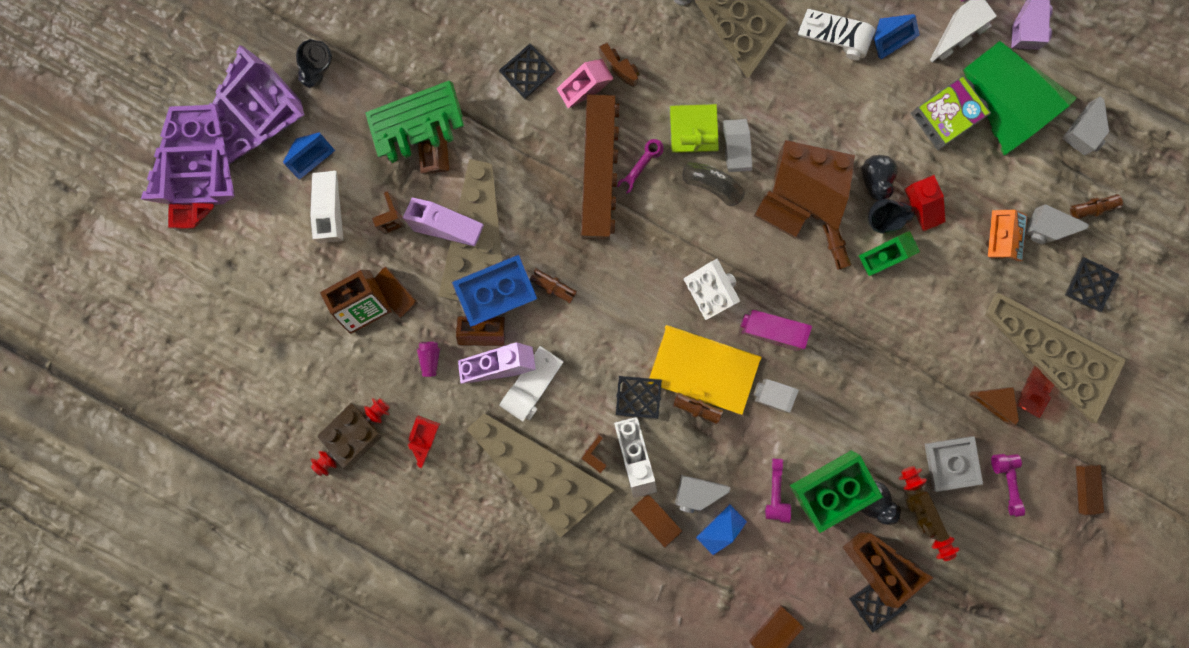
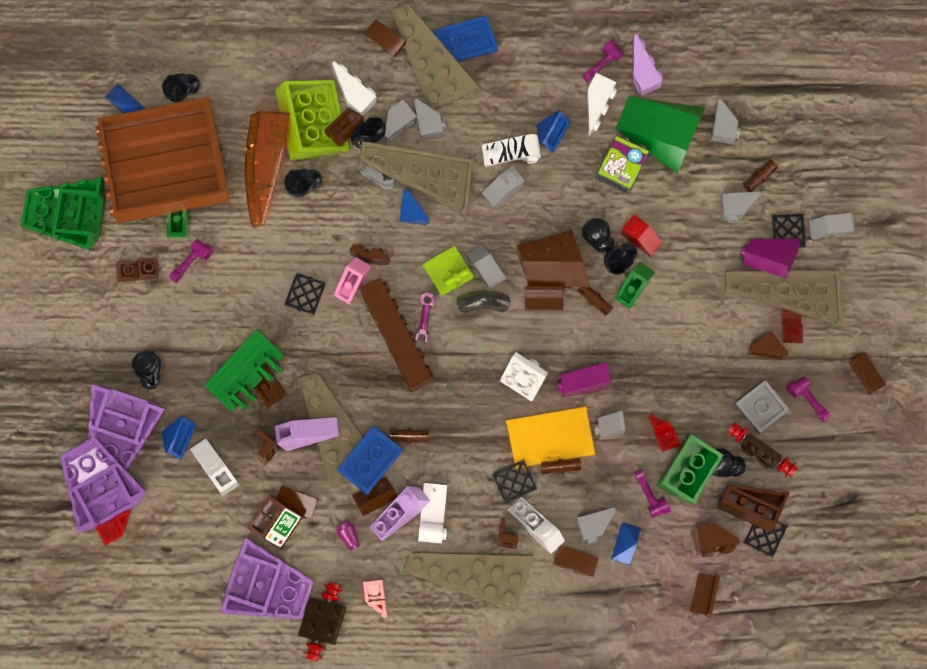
camera: 30 degrees left, 10 degrees down
(309, 366) = (265, 586): none -> medium lavender wedge
(690, 41) = (411, 210): none -> blue slope
(806, 68) = (503, 187): none -> light grey slope
(817, 582) = (713, 539): none -> reddish brown slope
(829, 433) = (664, 434): none -> red slope
(1007, 234) = (710, 228): orange panel -> none
(1060, 302) = (771, 255): none -> magenta slope
(1146, 304) = (831, 225): none -> light grey slope

